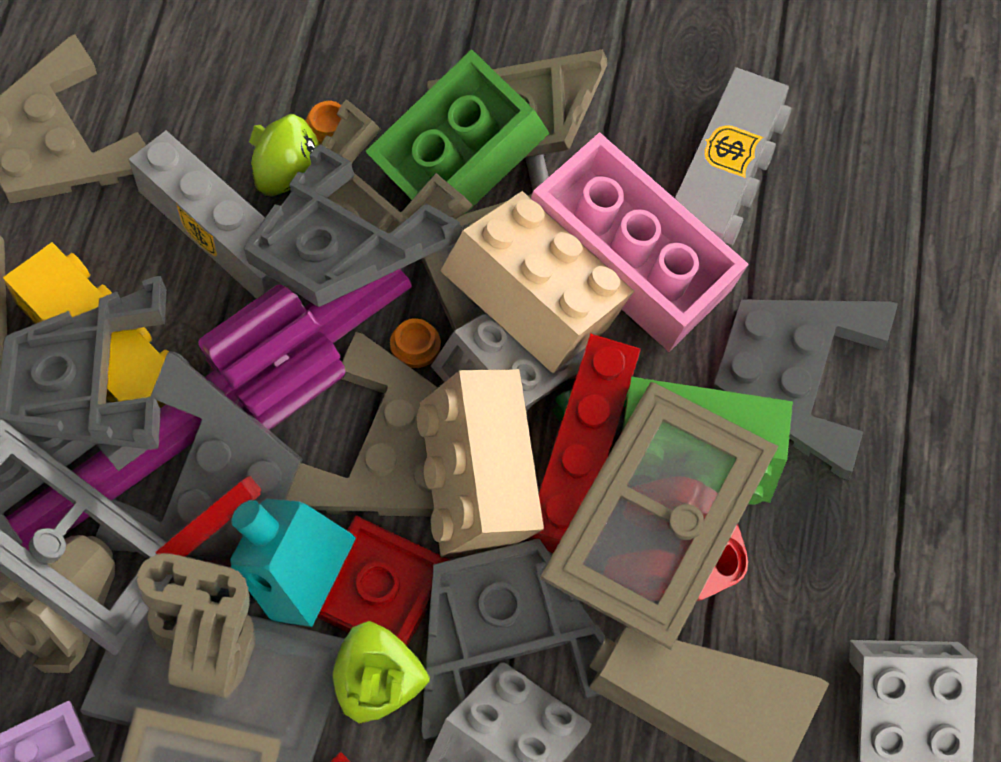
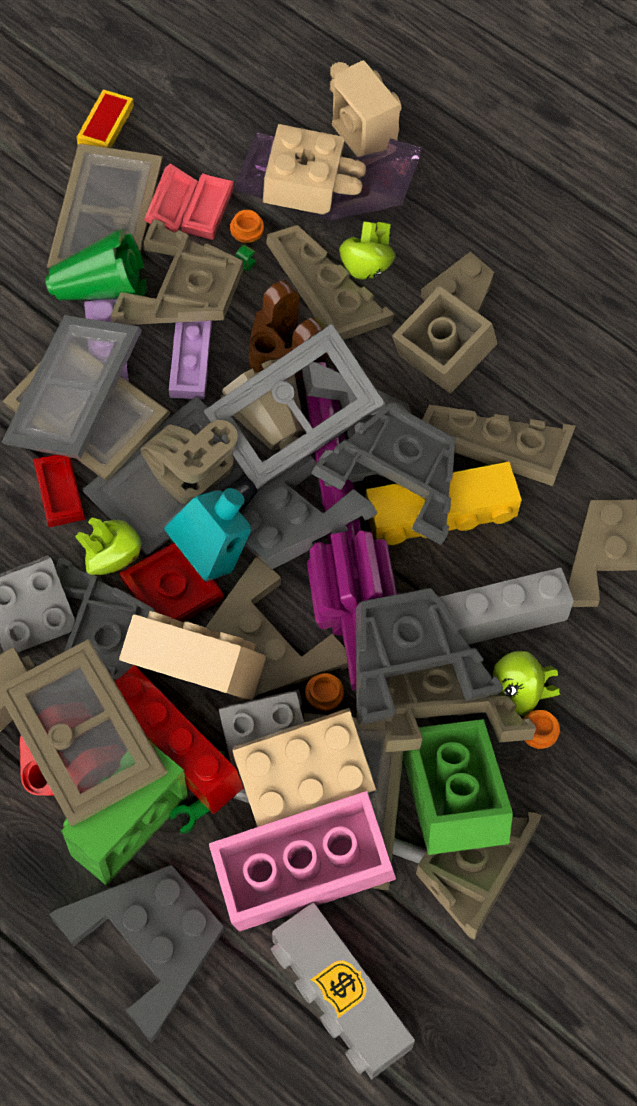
camera: 120 degrees right, 0 degrees up
(211, 519) = (255, 493): red tile -> none

